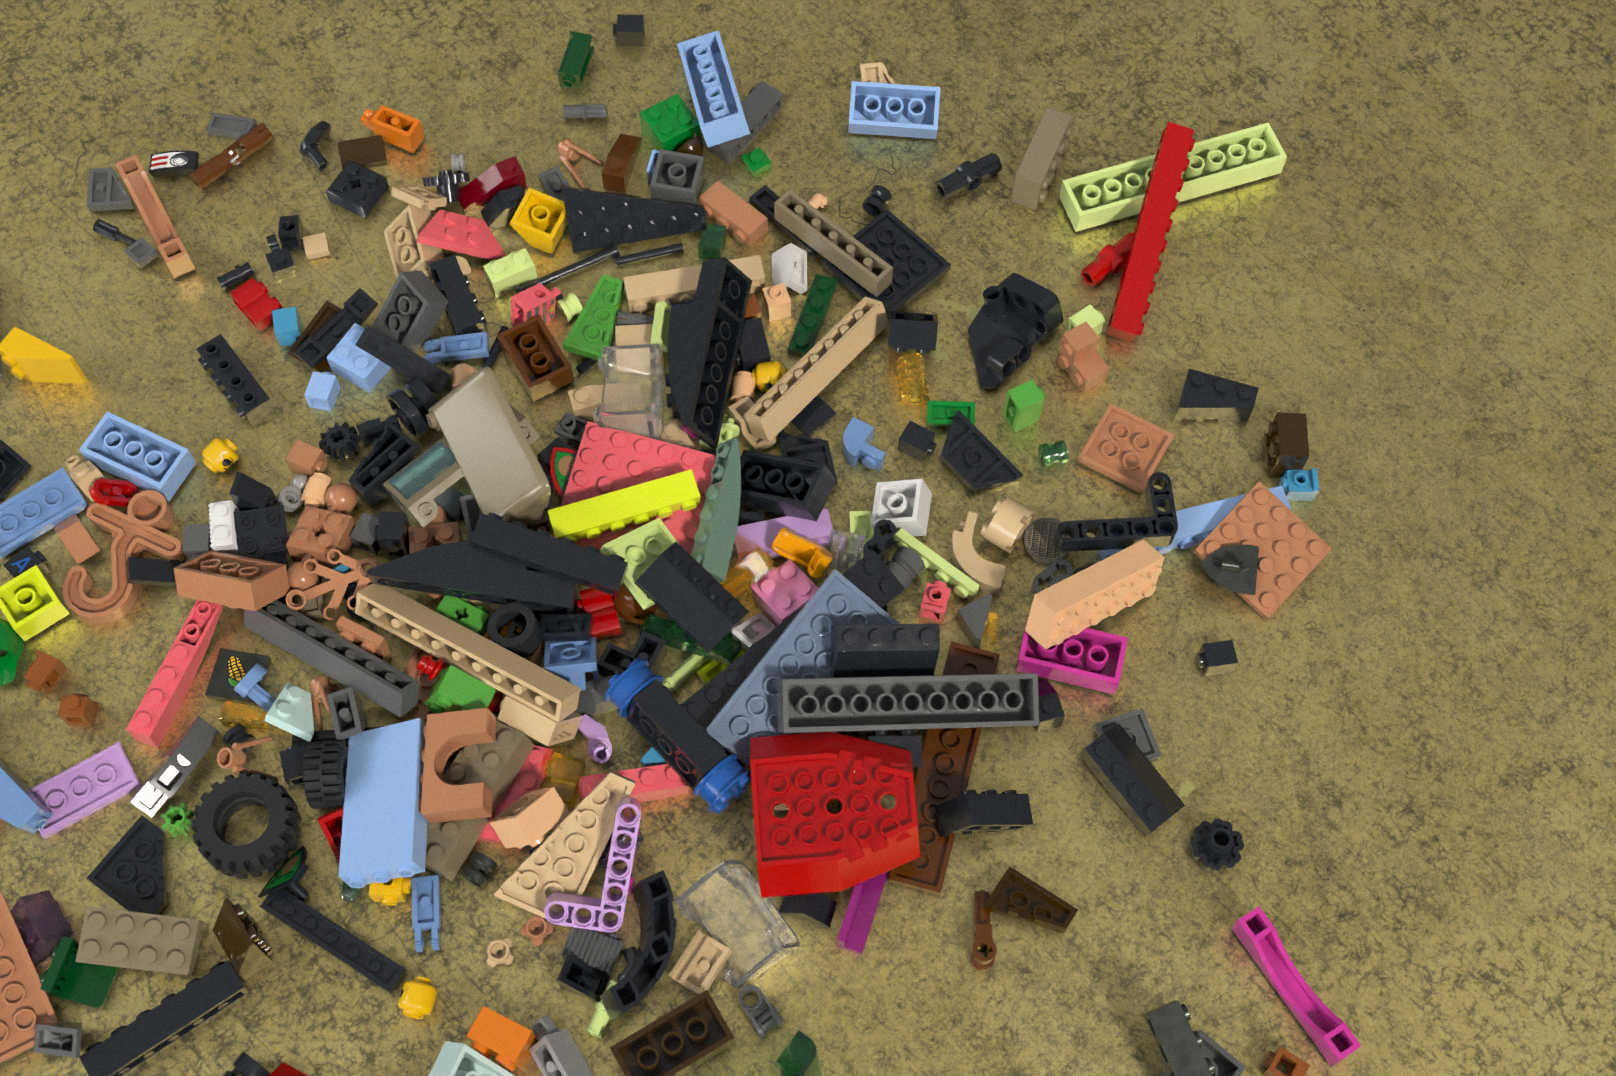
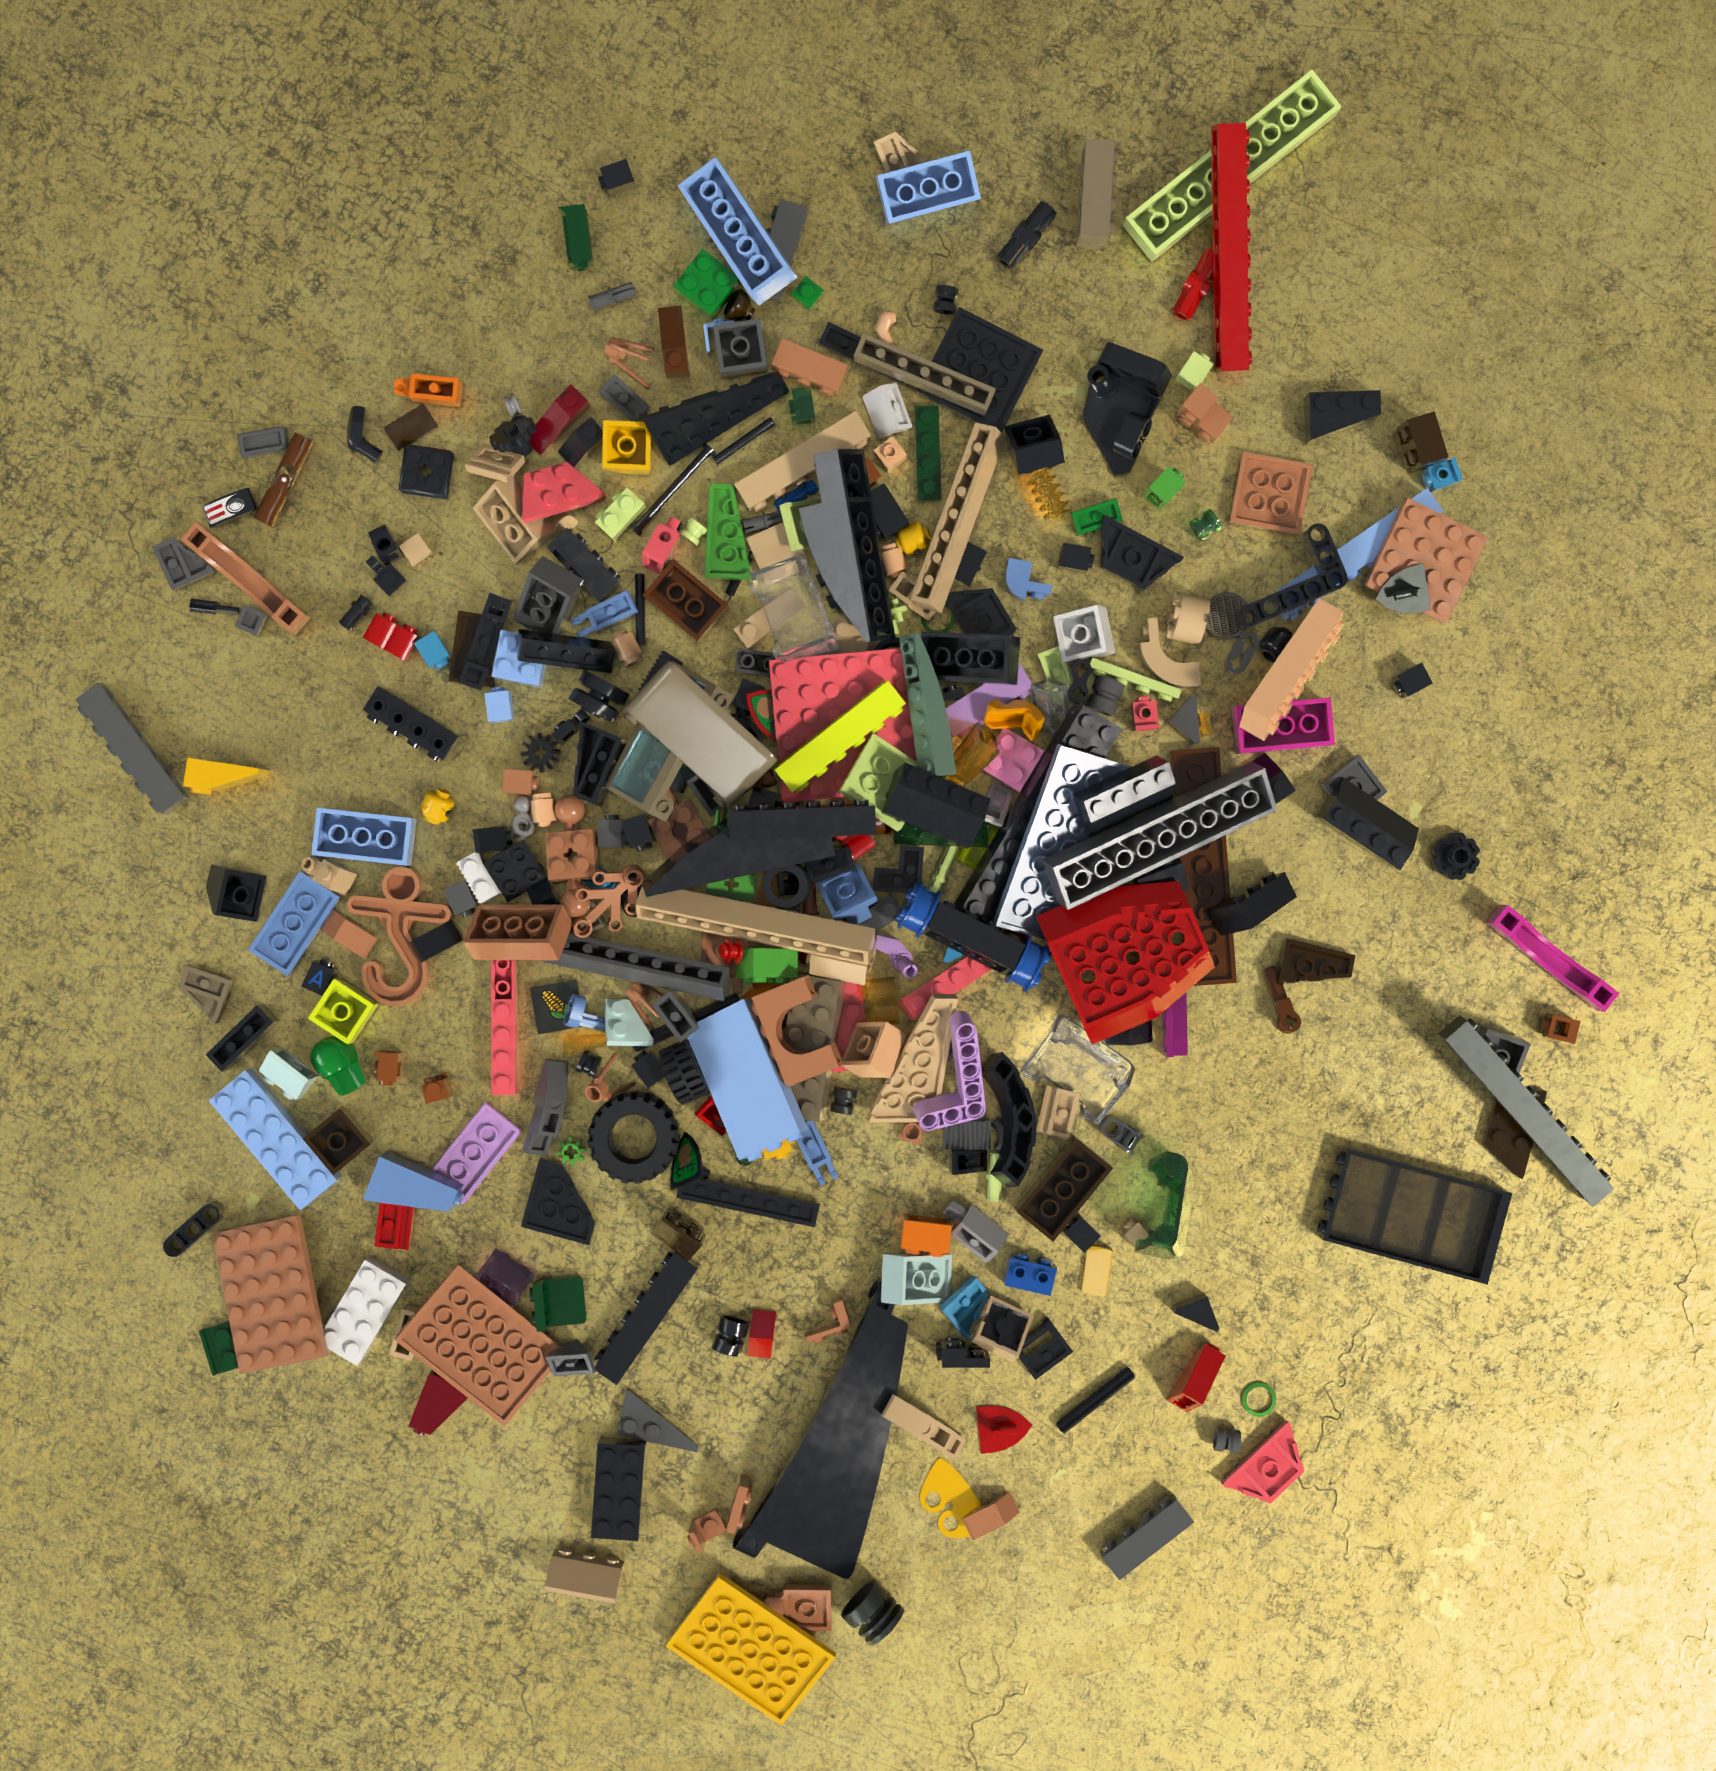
camera: 20 degrees left, 25 degrees up
(110, 492) = (361, 881): red plate -> none
(139, 941) = (595, 1263): dark tan brick -> none
(364, 638) = (647, 941): nougat plate -> none
(417, 998) = (839, 1222): yellow head -> none
(494, 946) = (895, 1162): tan plate -> none

